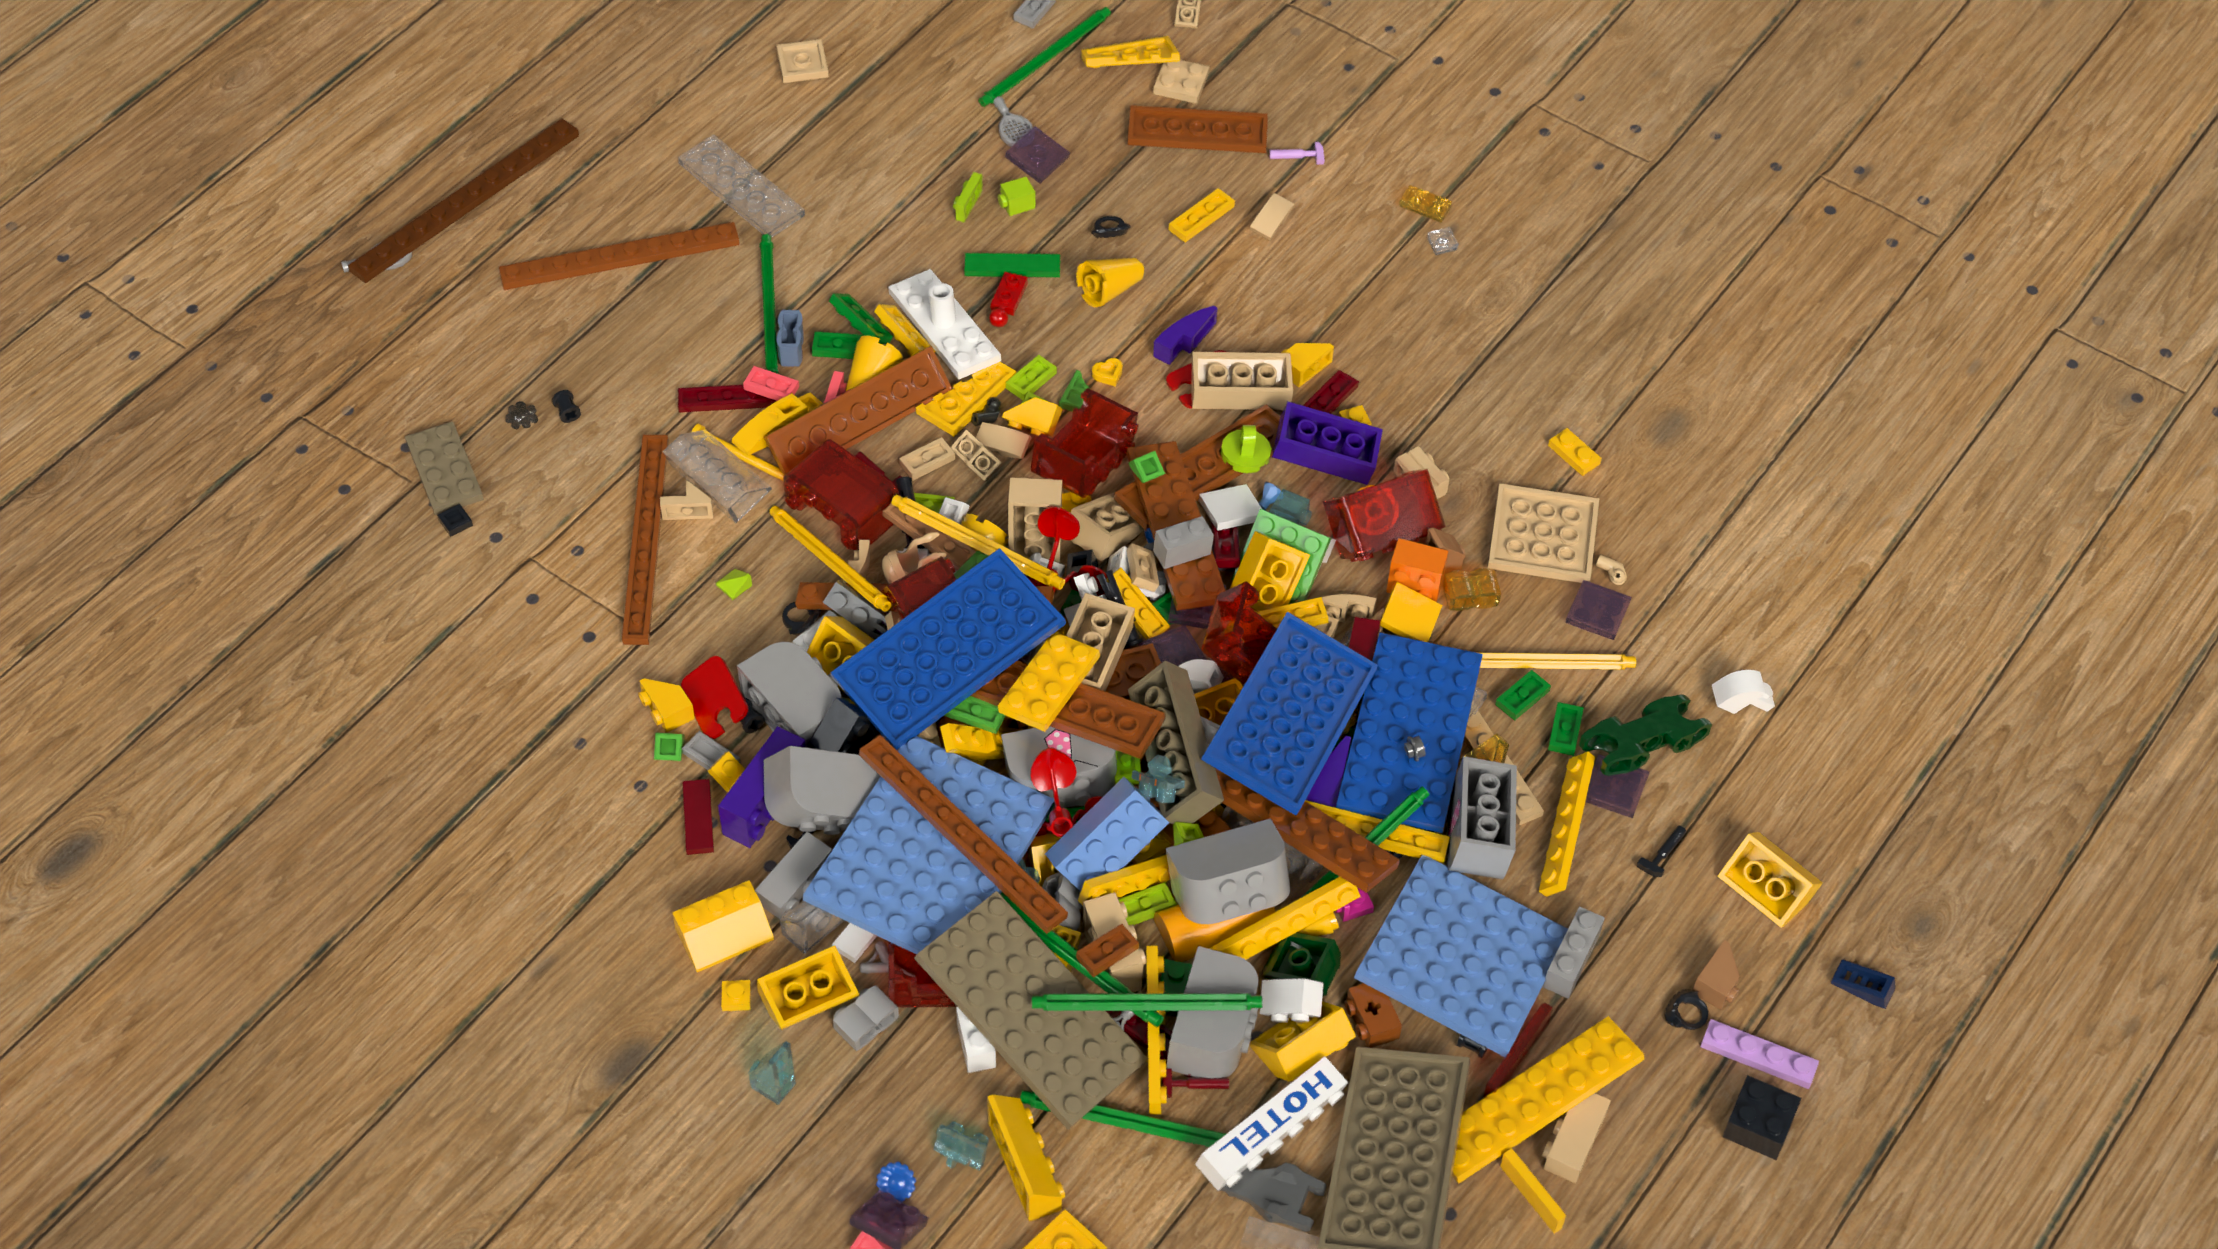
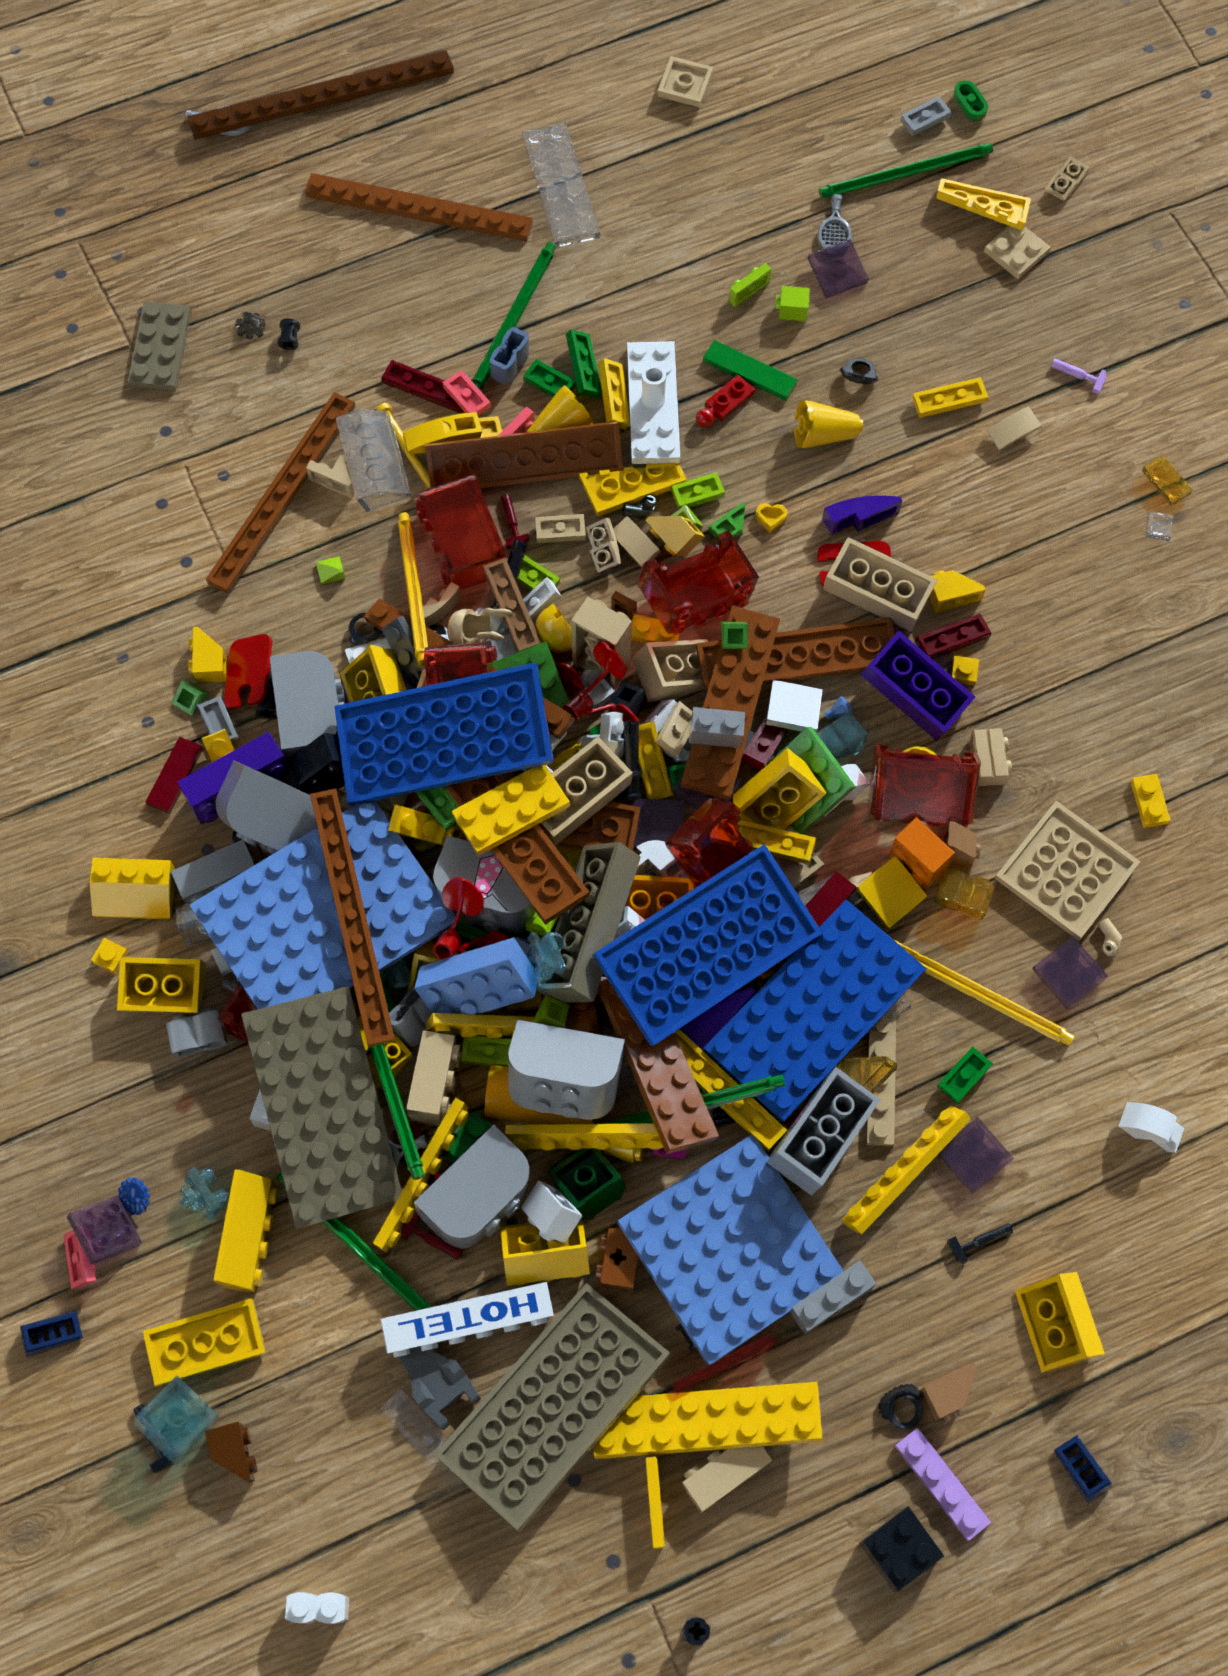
camera: 30 degrees right, 15 degrees up
(455, 520) = (141, 399): black tile -> none
(774, 1073) = (88, 1048): clear light blue slope -> none
(976, 540) = (539, 639): yellow piece -> none
(1107, 950) = (410, 1090): dark orange plate -> none
(1147, 1002) = (414, 1157): green piece -> none
(1198, 129) = (1000, 307): dark orange plate -> none
(1246, 449) = (840, 657): lime tile -> none
(1347, 604) = (832, 851): tan slope -> none
(1414, 748) = (801, 1032): dark grey plate -> none
(1523, 695) = (946, 1021): green plate -> none
(1658, 727) = (1013, 1121): dark green piece -> none

